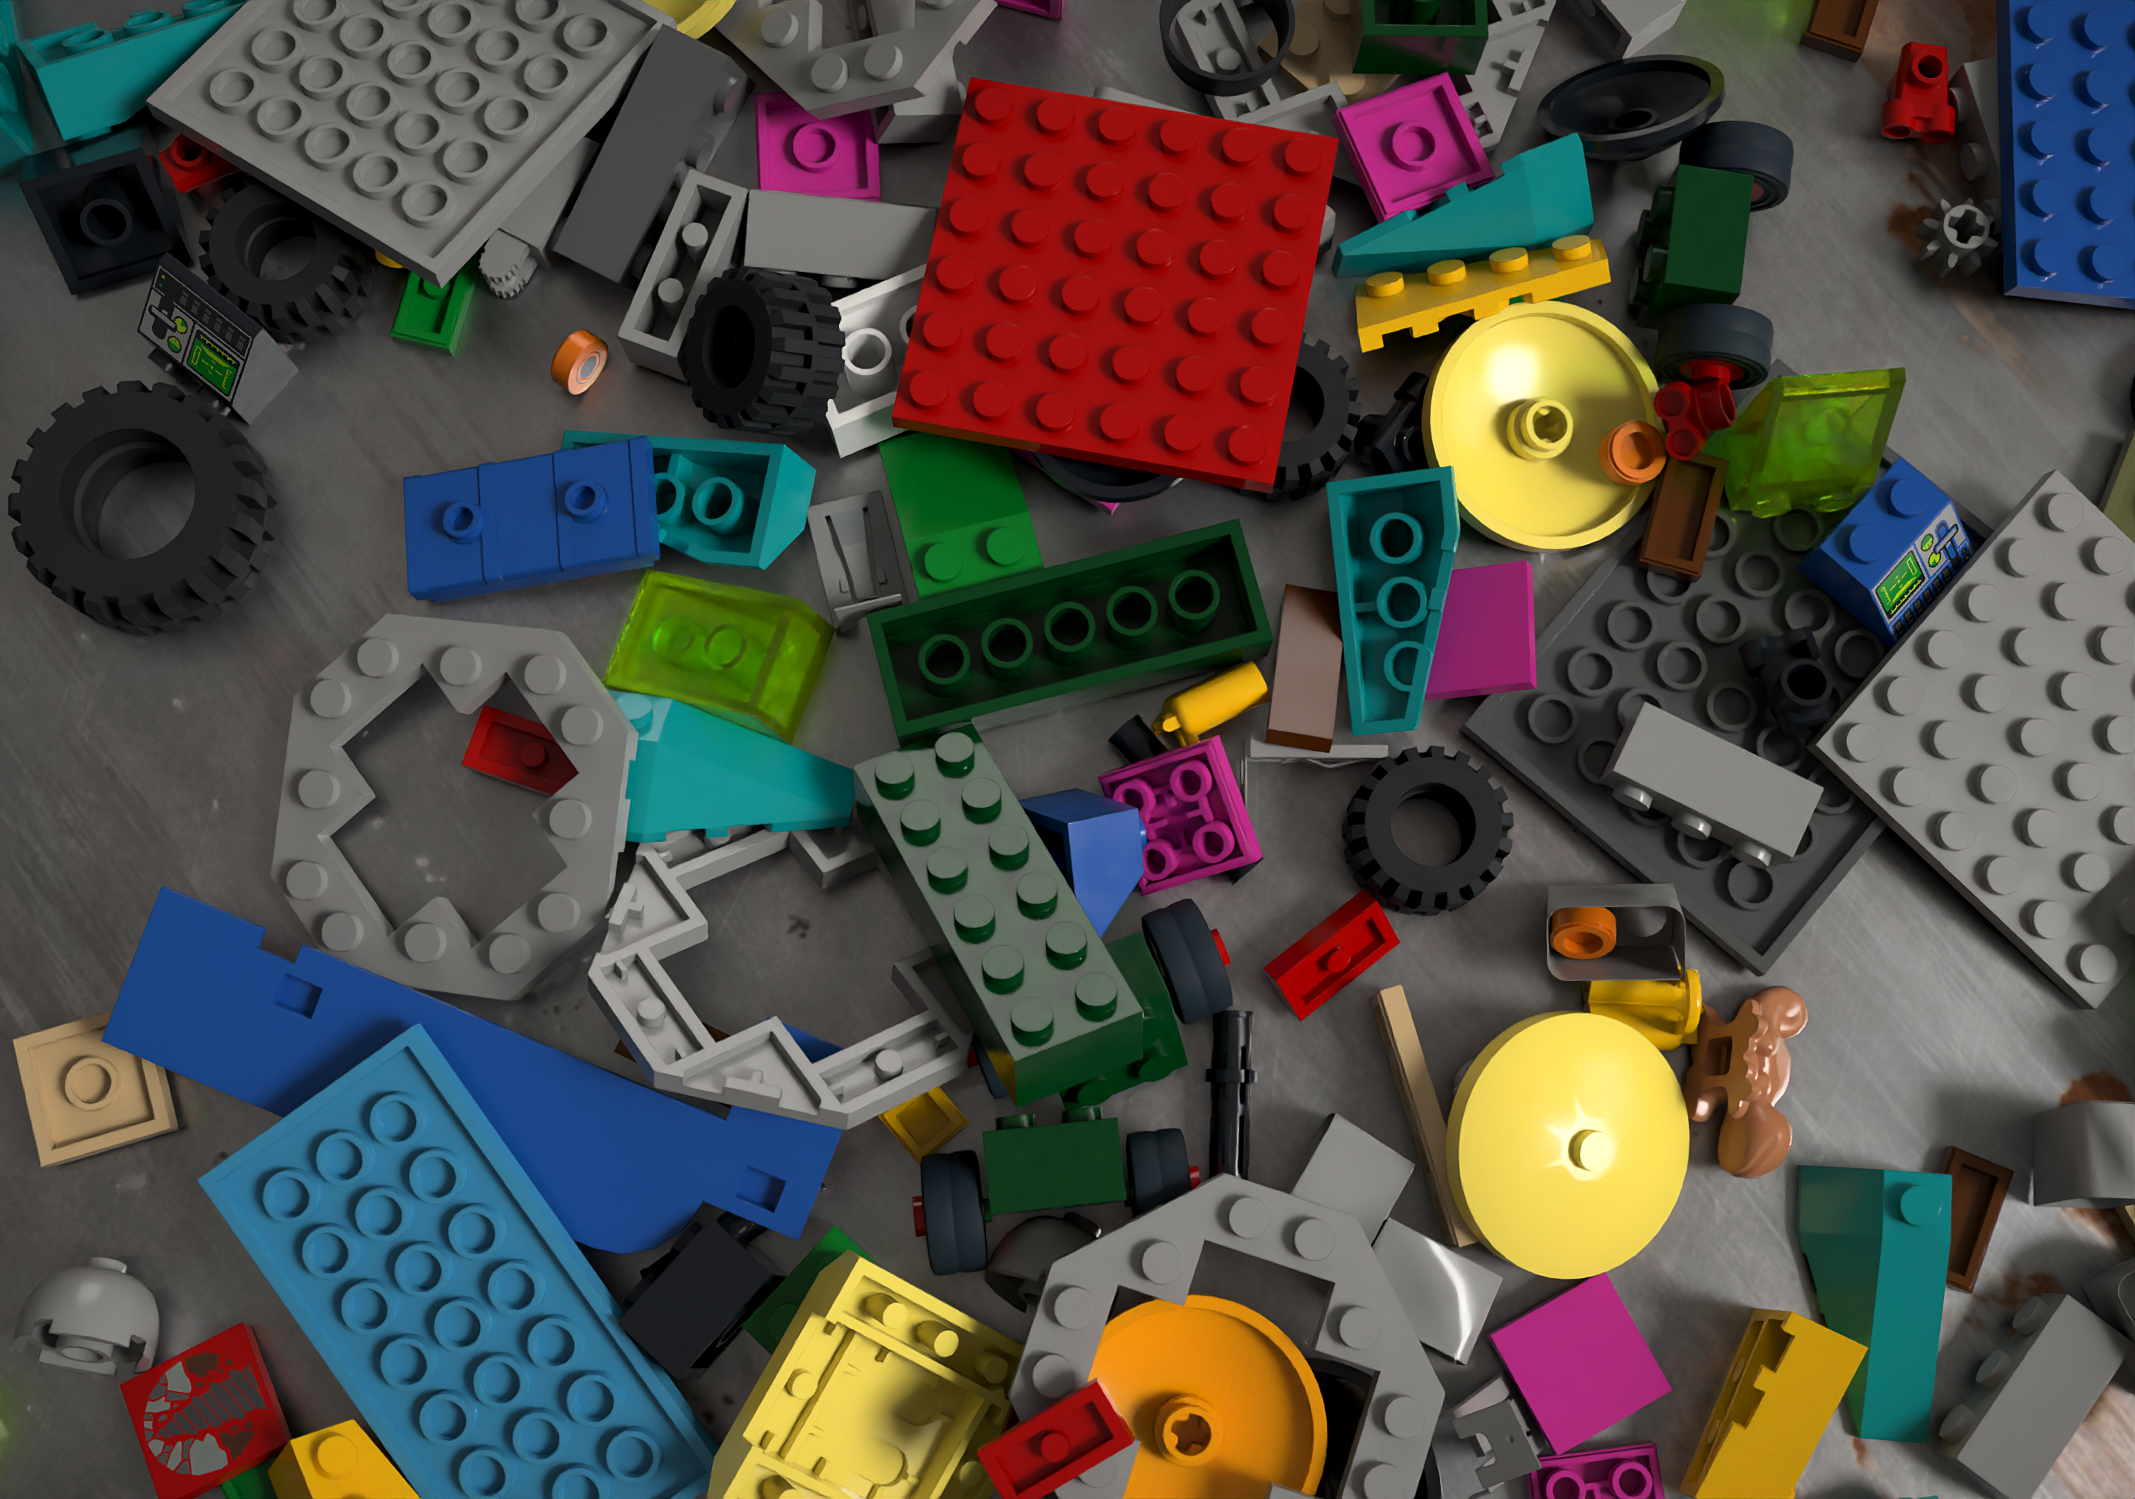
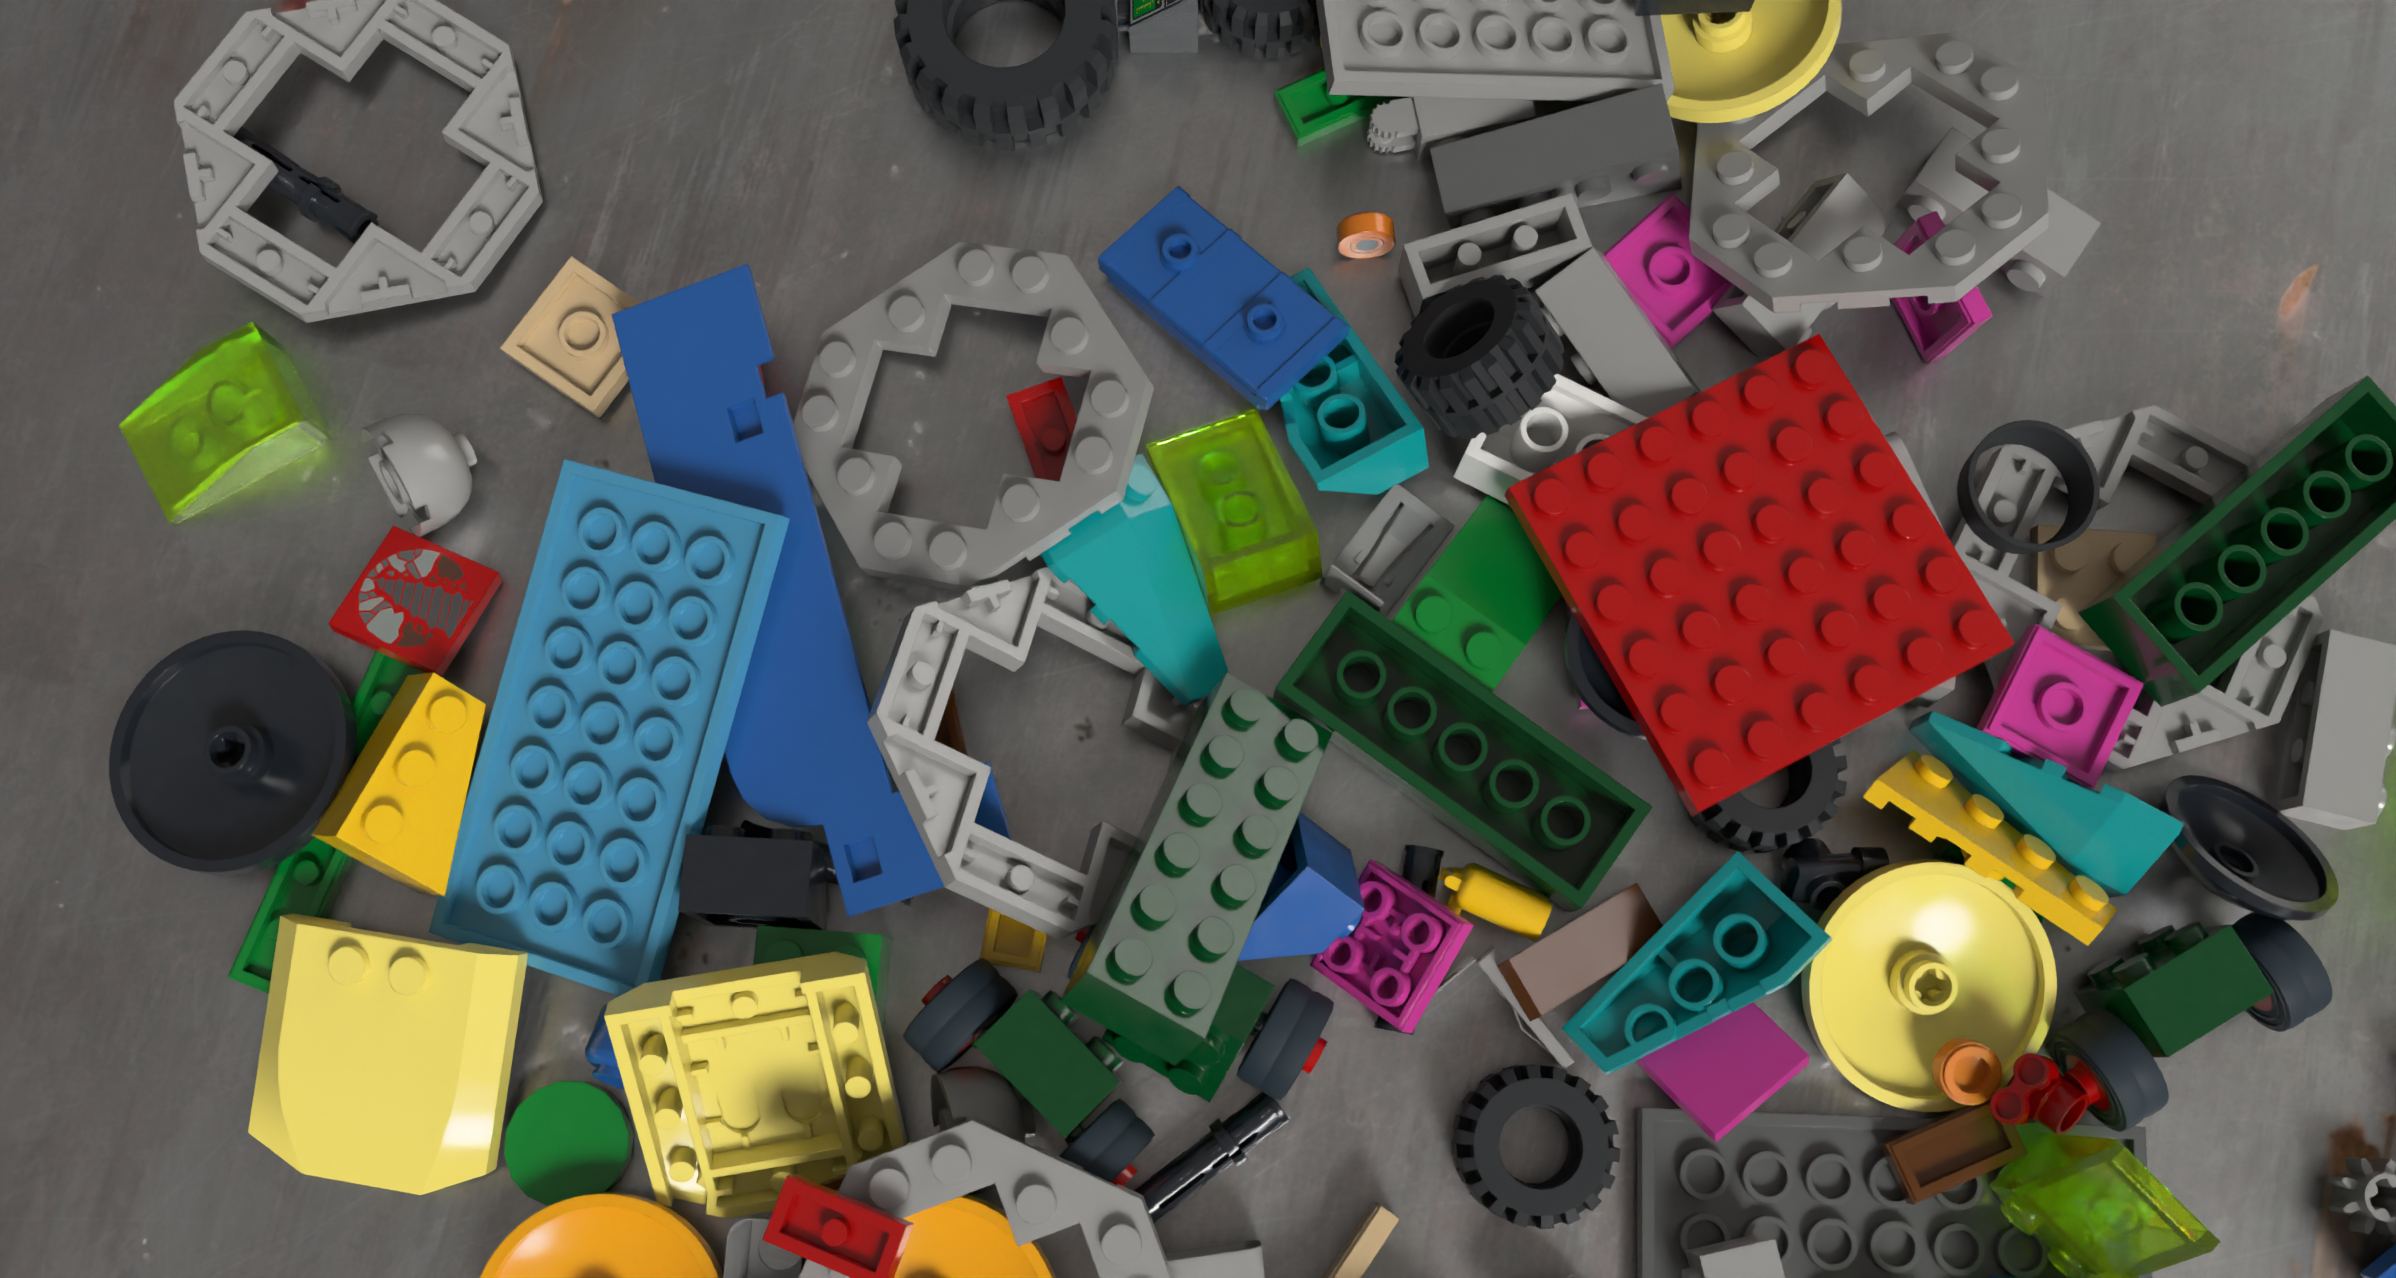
camera: 55 degrees right, 0 degrees up
(1331, 955) = (1381, 1146): red plate -> none

